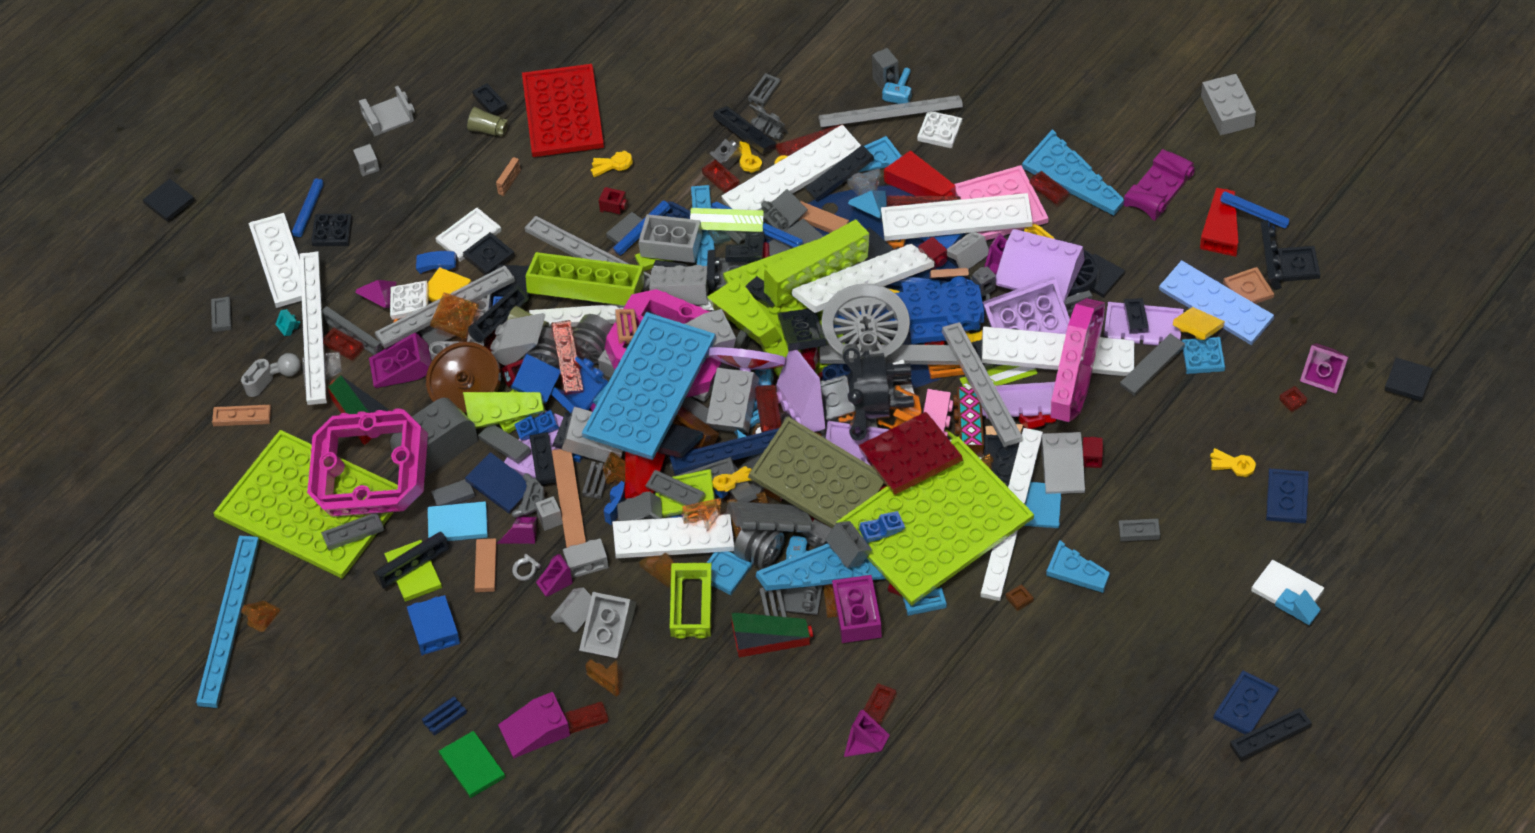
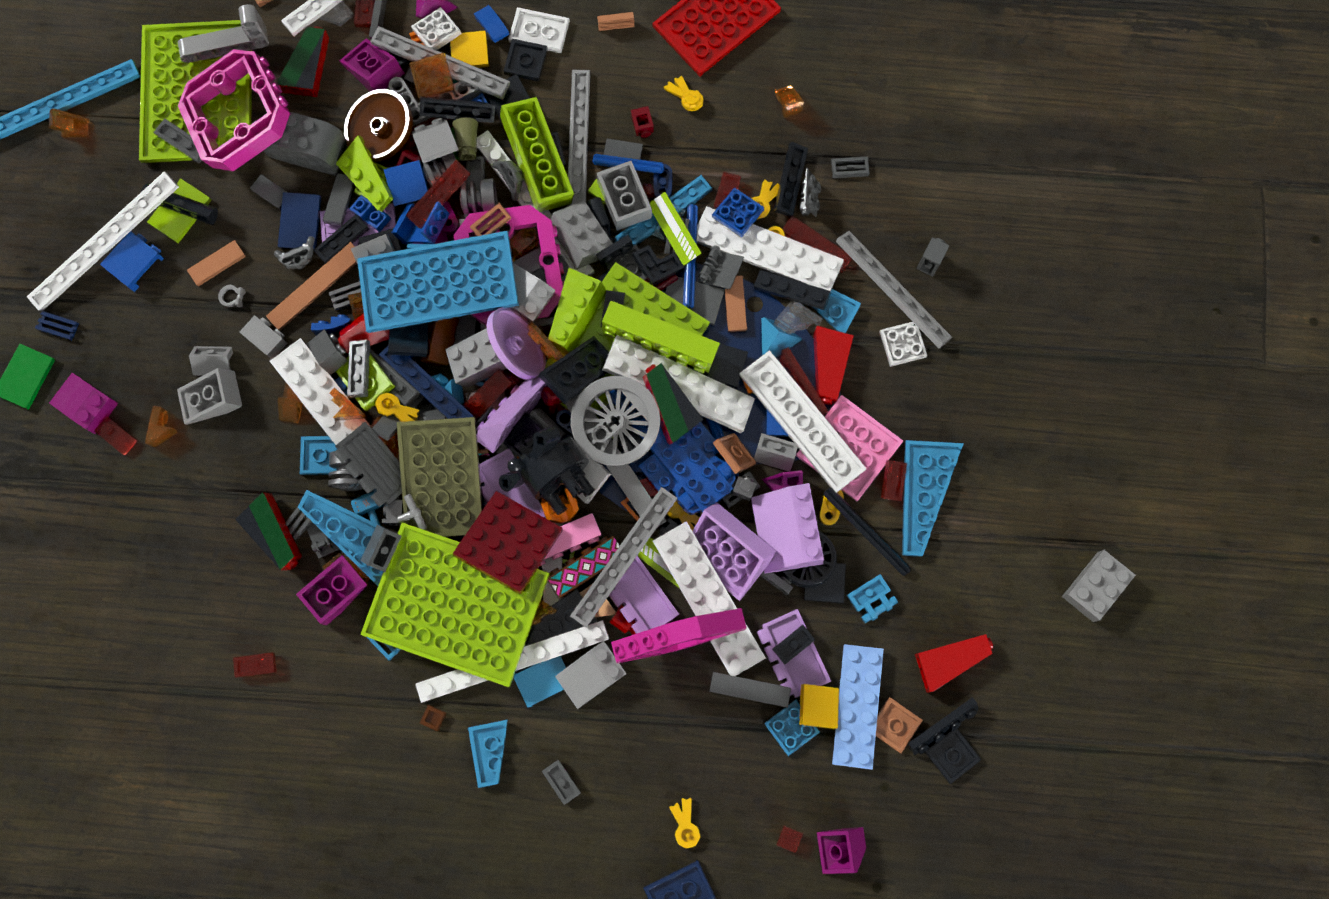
camera: 55 degrees right, 25 degrees up
(293, 444) = (249, 36): none -> light grey beam
(401, 631) = (103, 241): none -> white plate
(458, 521) = (245, 214): medium azure tile -> none
(522, 532) = (266, 269): magenta slope -> none
(548, 513) = (287, 278): light grey panel -> none
(555, 576) = (233, 323): magenta slope -> none
(588, 305) = (512, 175): none -> dark grey piece
(677, 95) = (790, 101): none -> clear orange slope
(684, 571) = (240, 450): lime piece -> none
(727, 153) = (751, 181): flat silver brick -> none
(746, 173) = (738, 212): none -> blue tile
(759, 339) = (540, 338): none -> clear orange tile
(834, 510) = (414, 513): none -> light grey piece
(865, 736) = (218, 674): magenta slope -> none
(884, 526) = (415, 565): blue slope -> none
(891, 276) = (675, 409): none -> slope
(898, 92) = (919, 282): dark azure piece -> none
(934, 251) = (753, 424): dark red brick -> none
(1077, 224) = (852, 516): none -> black axle
(1092, 452) = (620, 692): dark red brick -> none
(1129, 250) = (870, 592): none -> dark azure plate
(1160, 184) = (962, 576): magenta piece -> none
(1254, 209) = (983, 683): blue axle -> none

